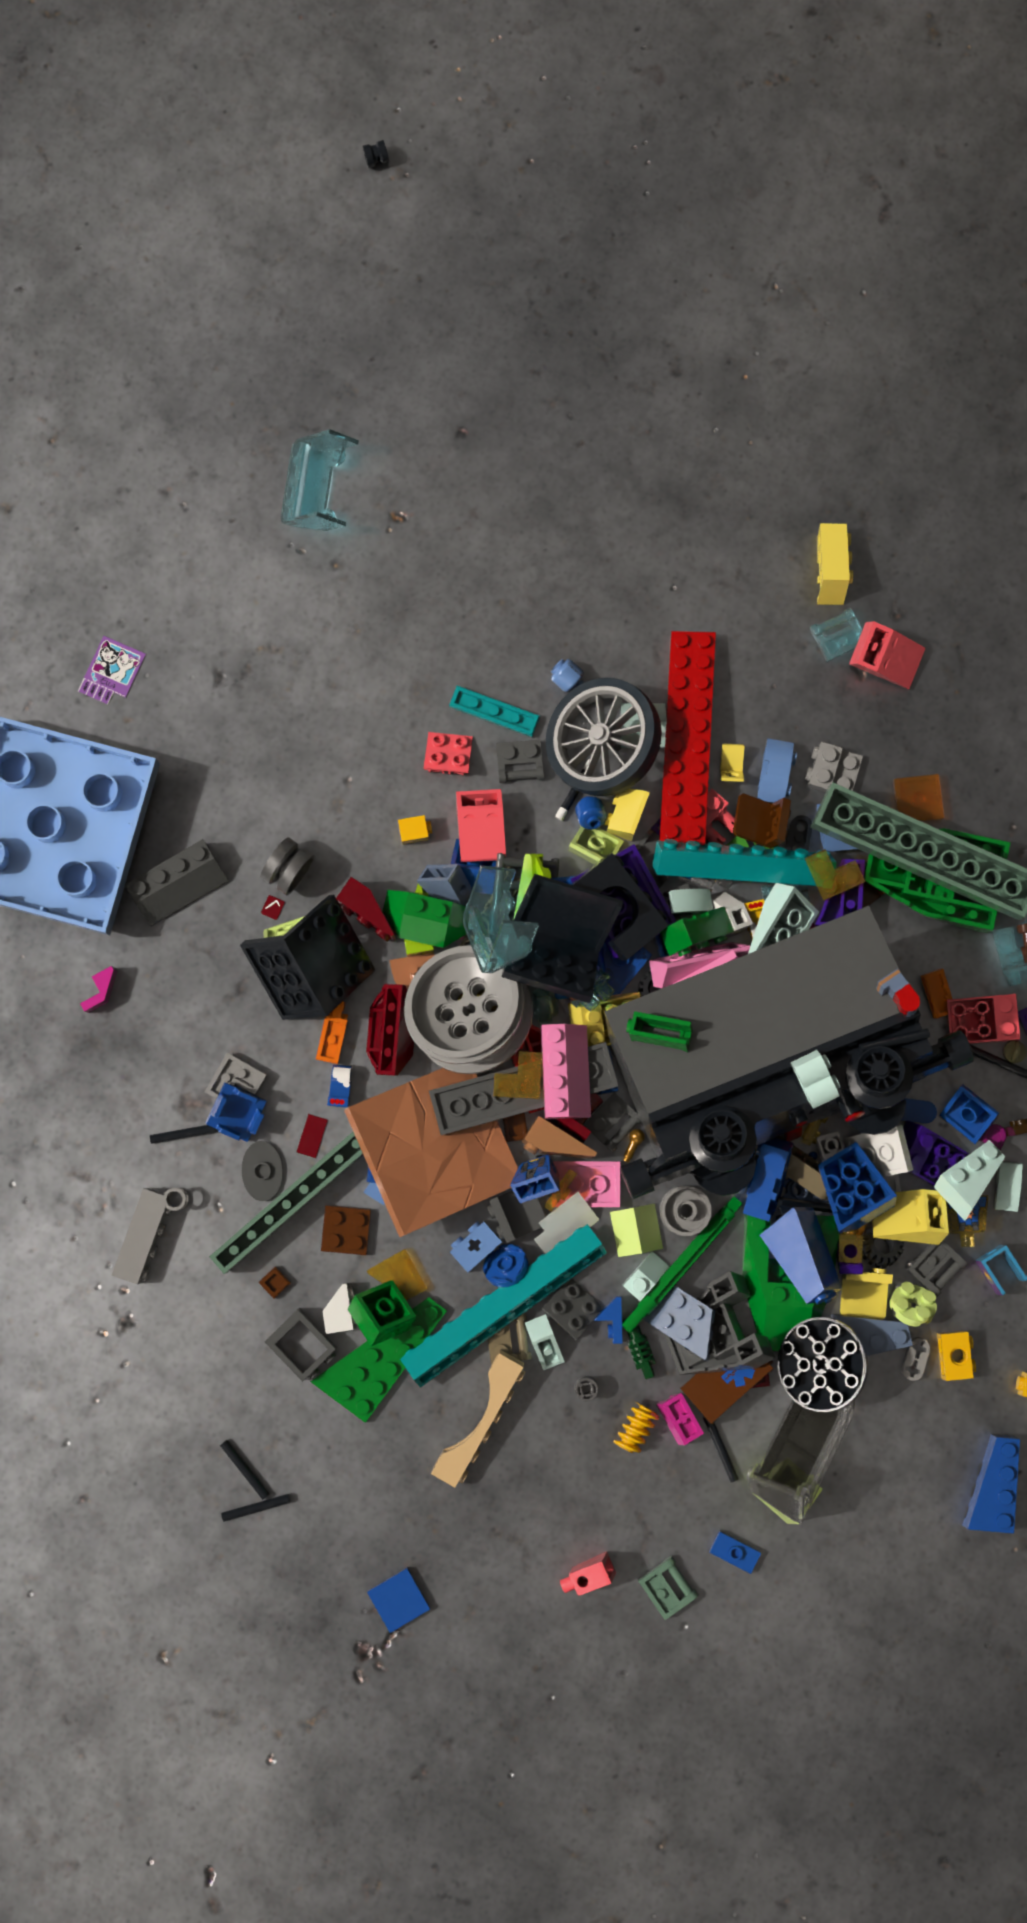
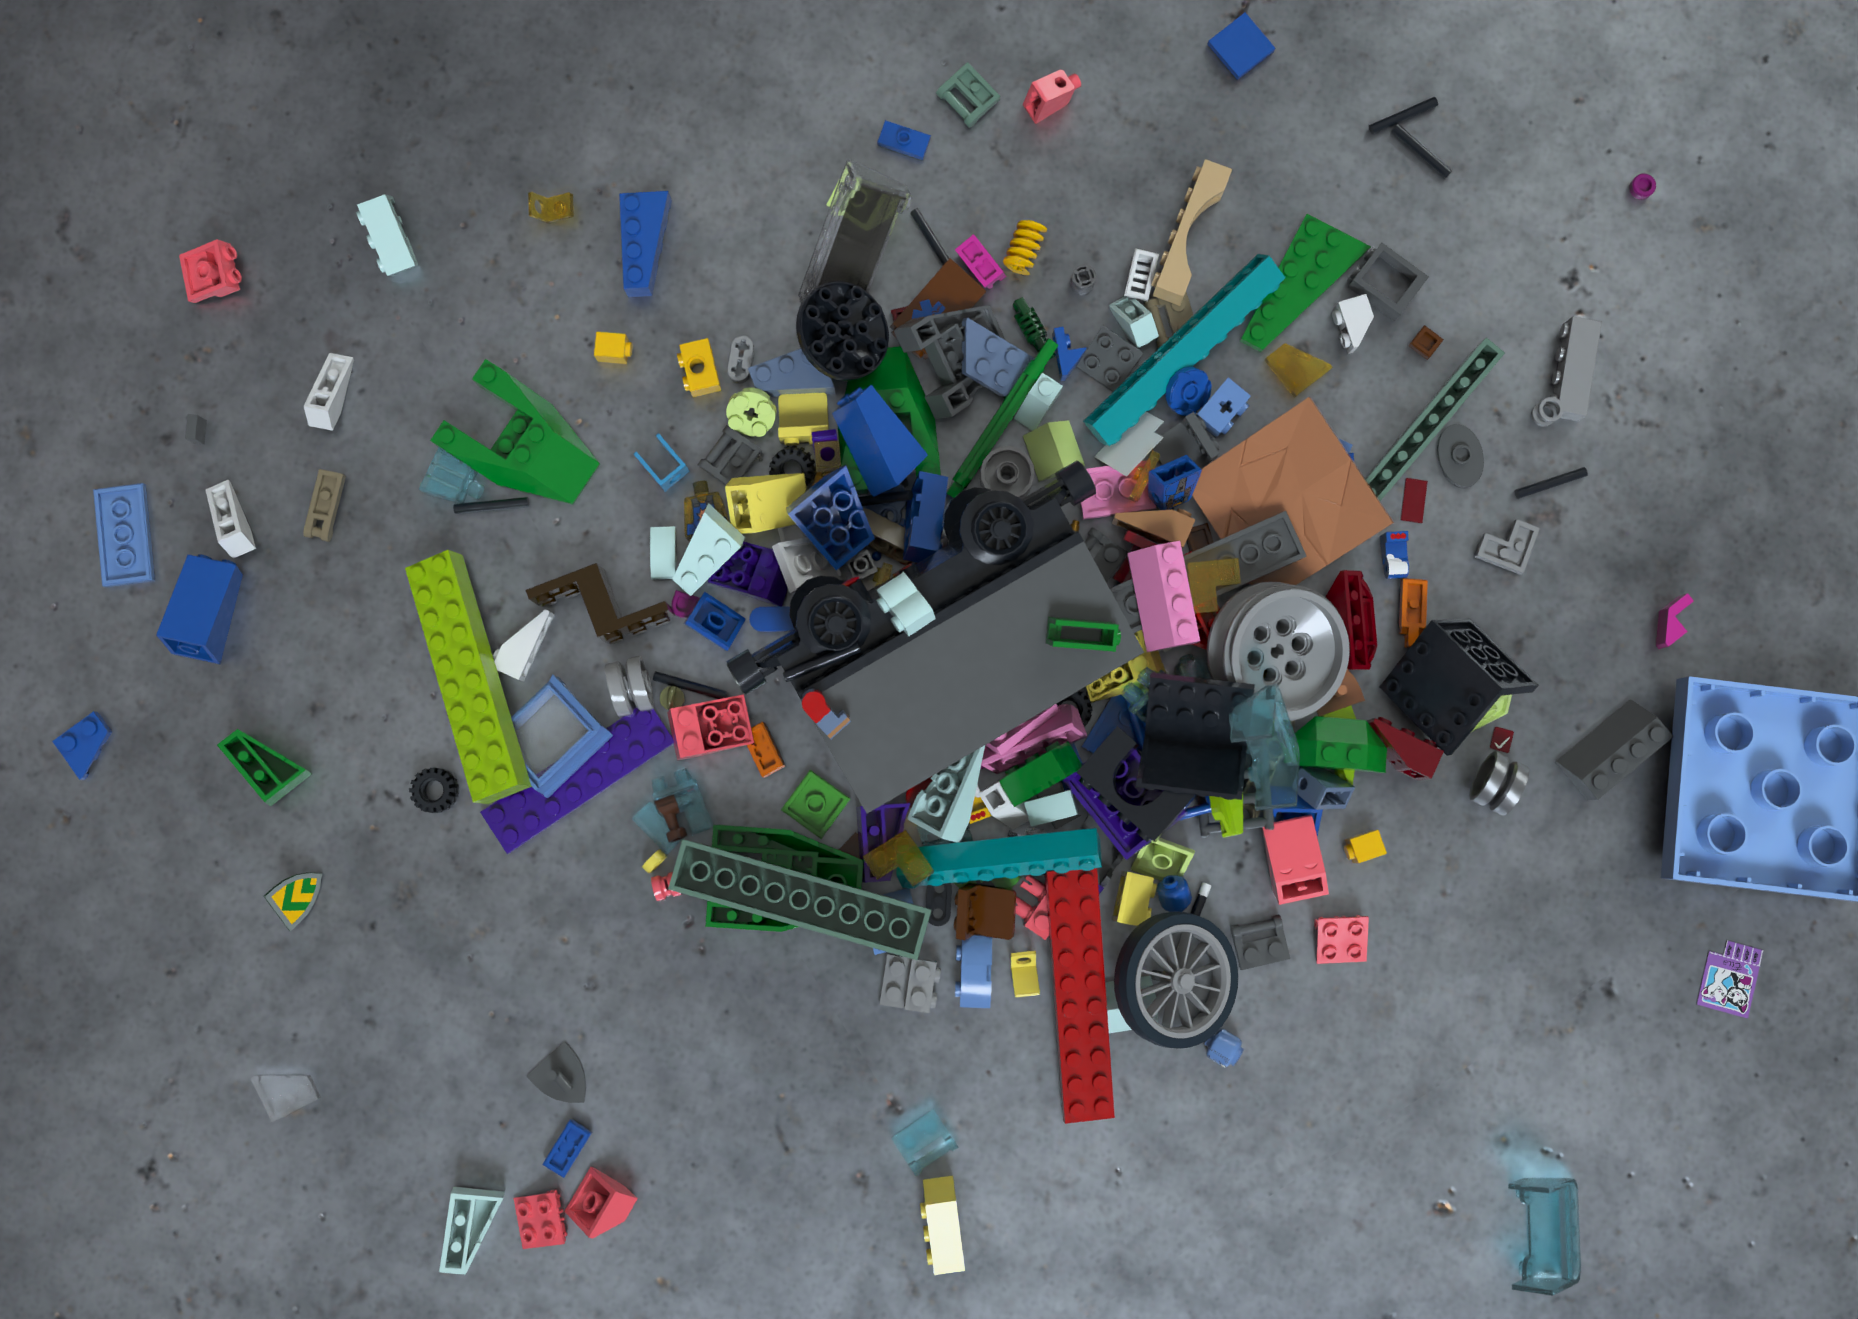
camera: 165 degrees right, 0 degrees up
(42, 1404) = (1642, 186): none -> magenta tile
(236, 1112) = (1502, 509): blue panel -> none
(346, 1230) = (1361, 406): reddish brown plate -> none
(381, 1312) = (1312, 321): green brick -> none
(494, 711) = (1297, 995): teal tile -> none
(525, 1402) = (1145, 257): none -> white slope
(887, 654) = (867, 1125): coral slope -> none
(901, 936) = (815, 804): none -> bright green tile
(919, 797) = (811, 964): clear orange plate -> none

